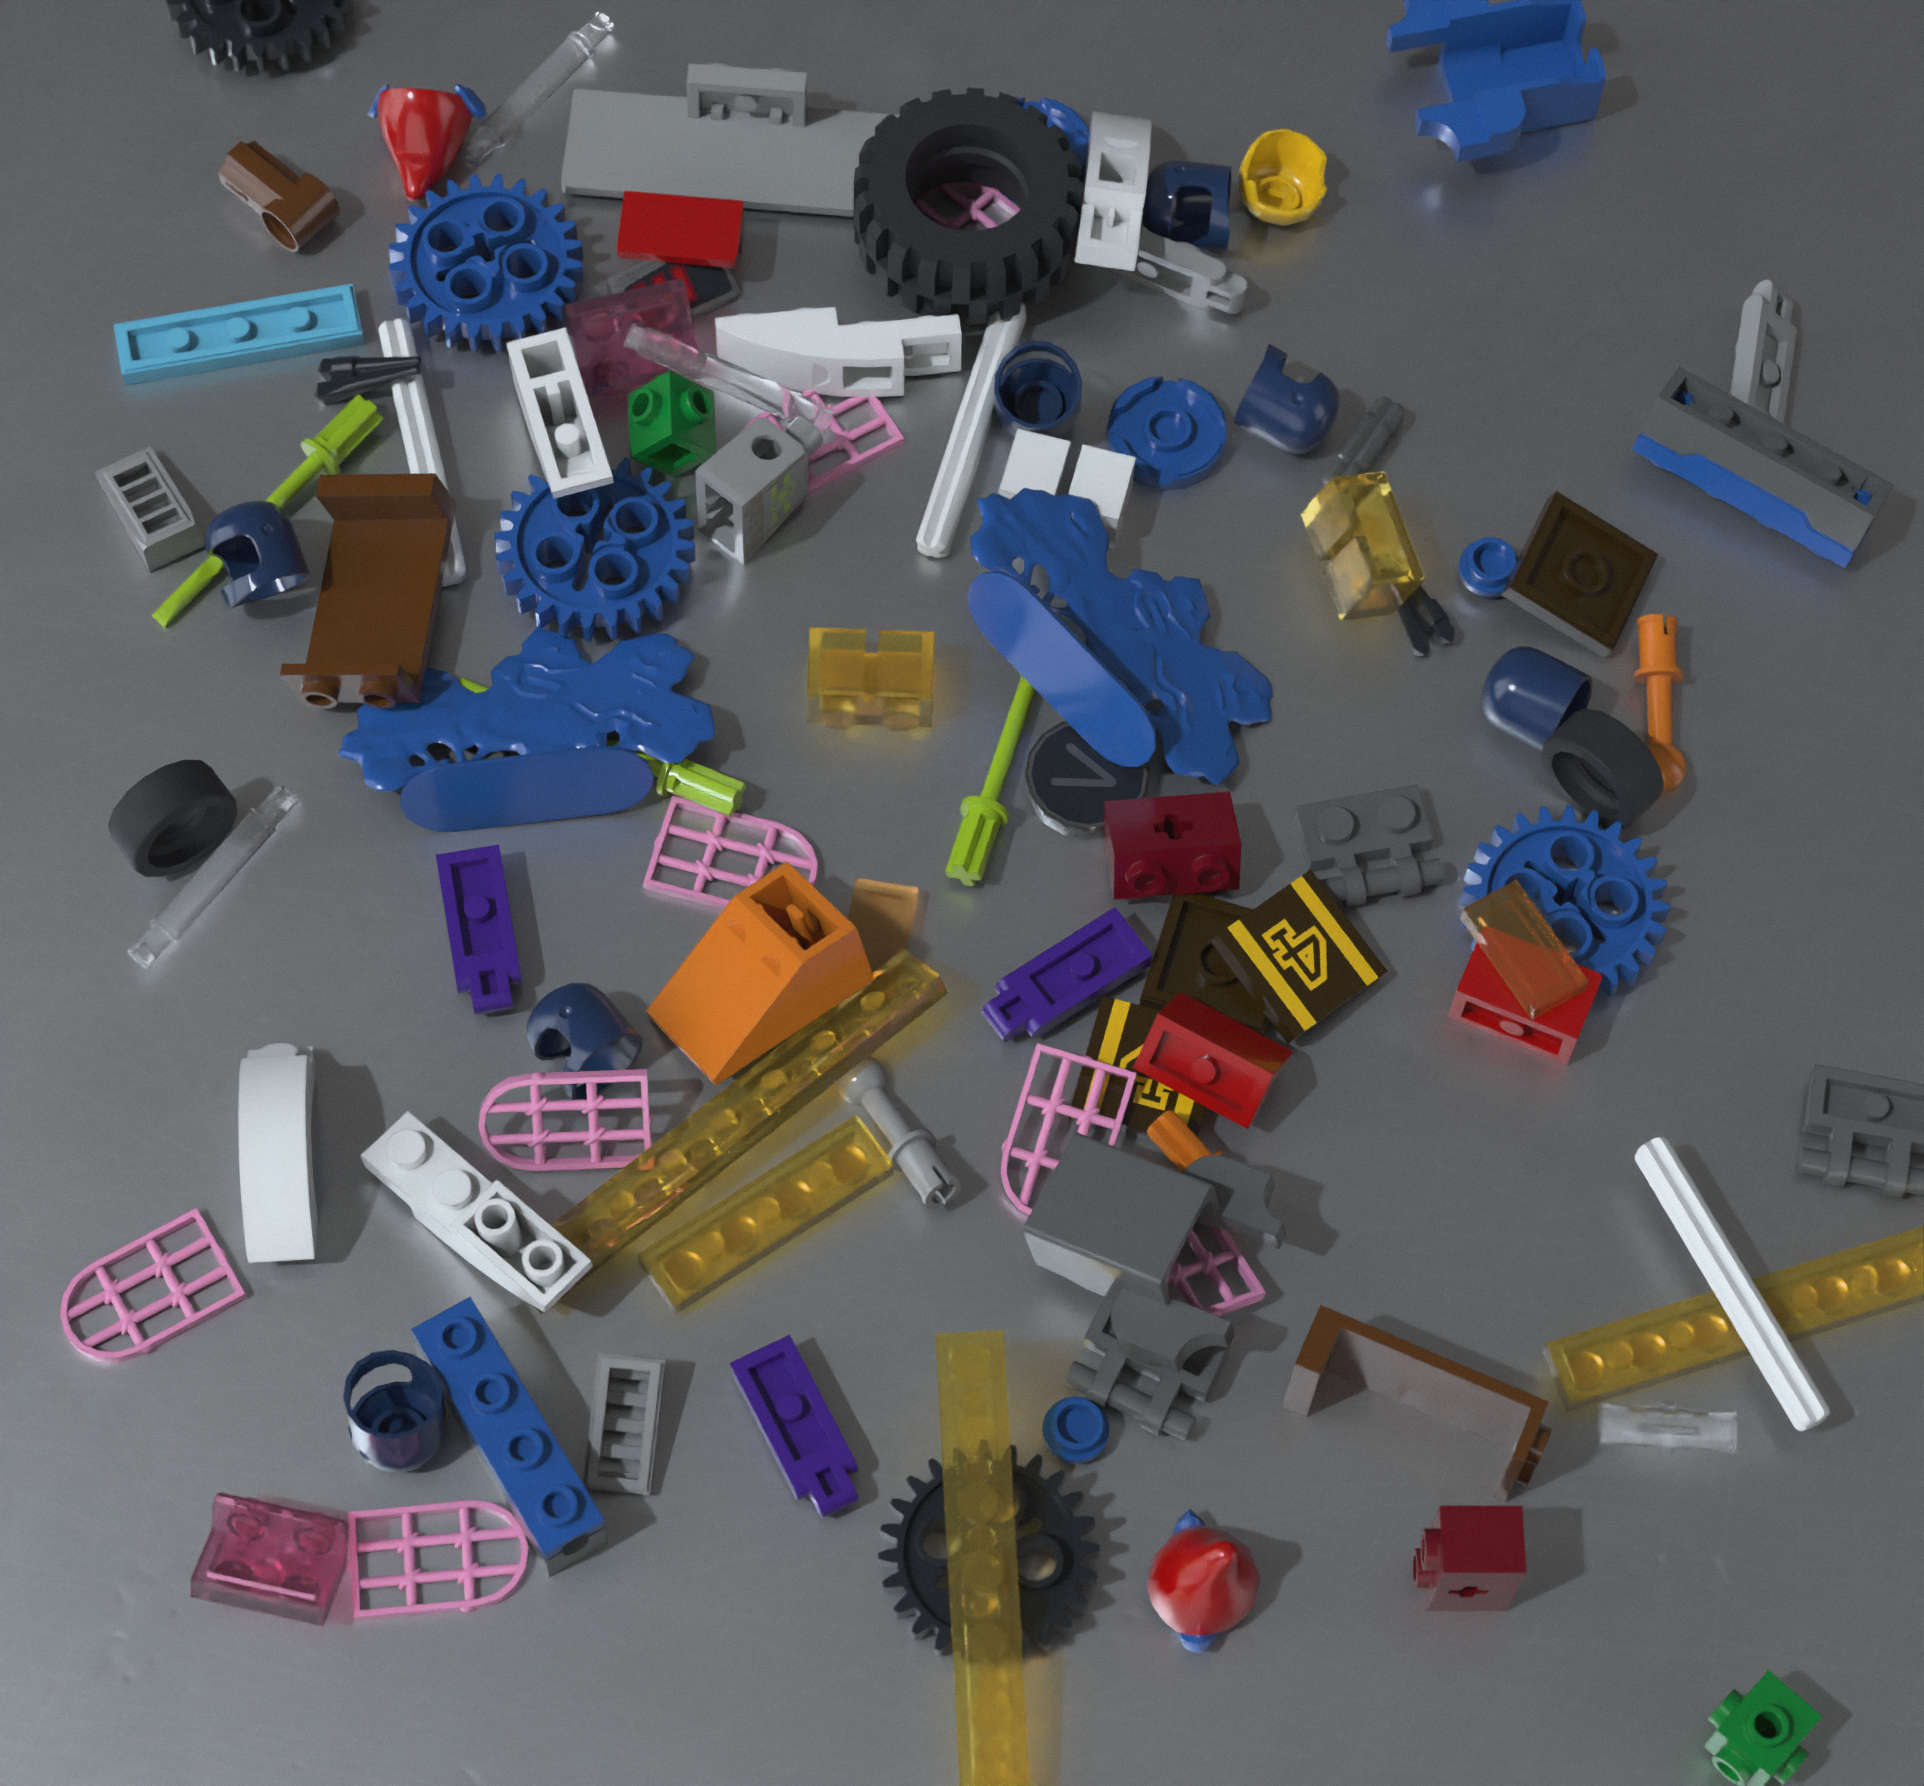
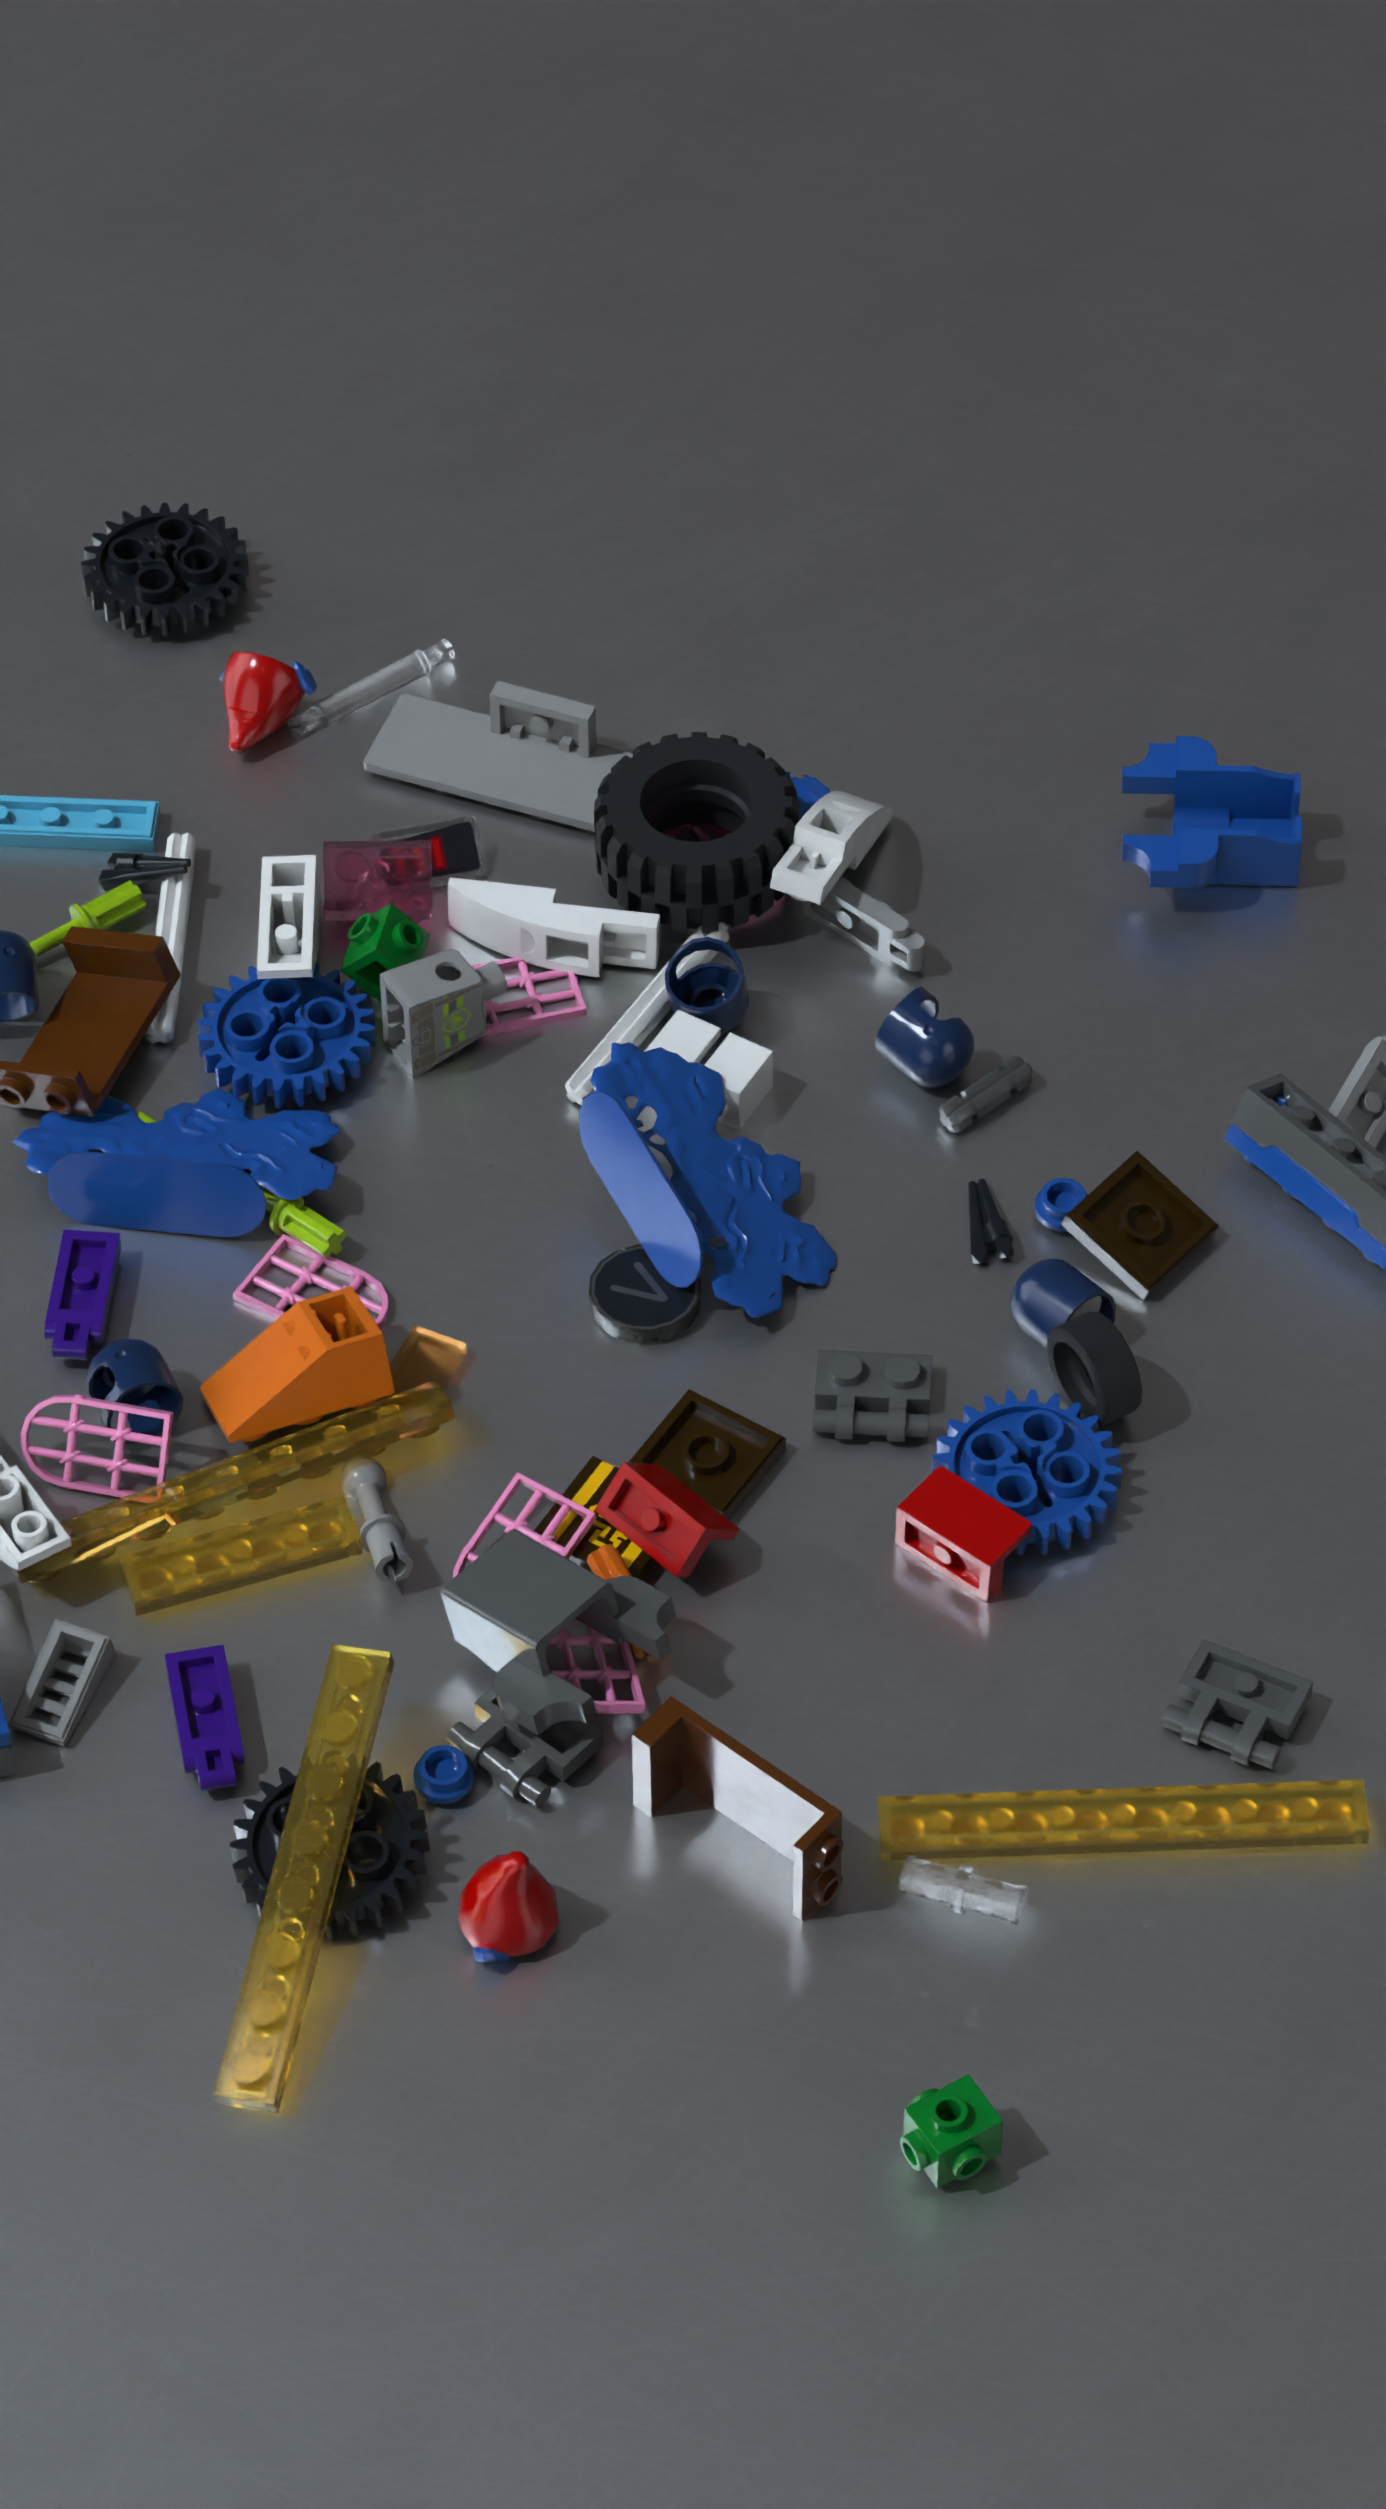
camera: 20 degrees right, 15 degrees down
(288, 204) = (124, 729): reddish brown piece -> none
(486, 263) = (274, 803): blue gear -> none
(681, 229) = (450, 809): red panel -> none
(726, 377) = (443, 924): clear piece -> none
(870, 688) = (494, 1191): clear yellow piece -> none
(984, 813) = (544, 1298): lime piece -> none
(1067, 977) = (566, 1436): dark purple hinge -> none
(1170, 430) = (818, 1050): blue tile -> none
(1172, 845) = (693, 1351): dark red brick -> none
(1193, 195) = (904, 869): dark blue helmet -> none
(1282, 177) = (990, 870): yellow hair -> none
(1298, 956) = (774, 1460): dark brown tile -> none
(1366, 543) = (949, 1159): clear yellow piece -> none
(1471, 1558) = (740, 1934): dark red brick -> none
(1524, 949) = (966, 1485): clear orange tile -> none
(1659, 673) = (1182, 1315): orange pin -> none
(1732, 1284) = (1057, 1784): white axle -> none

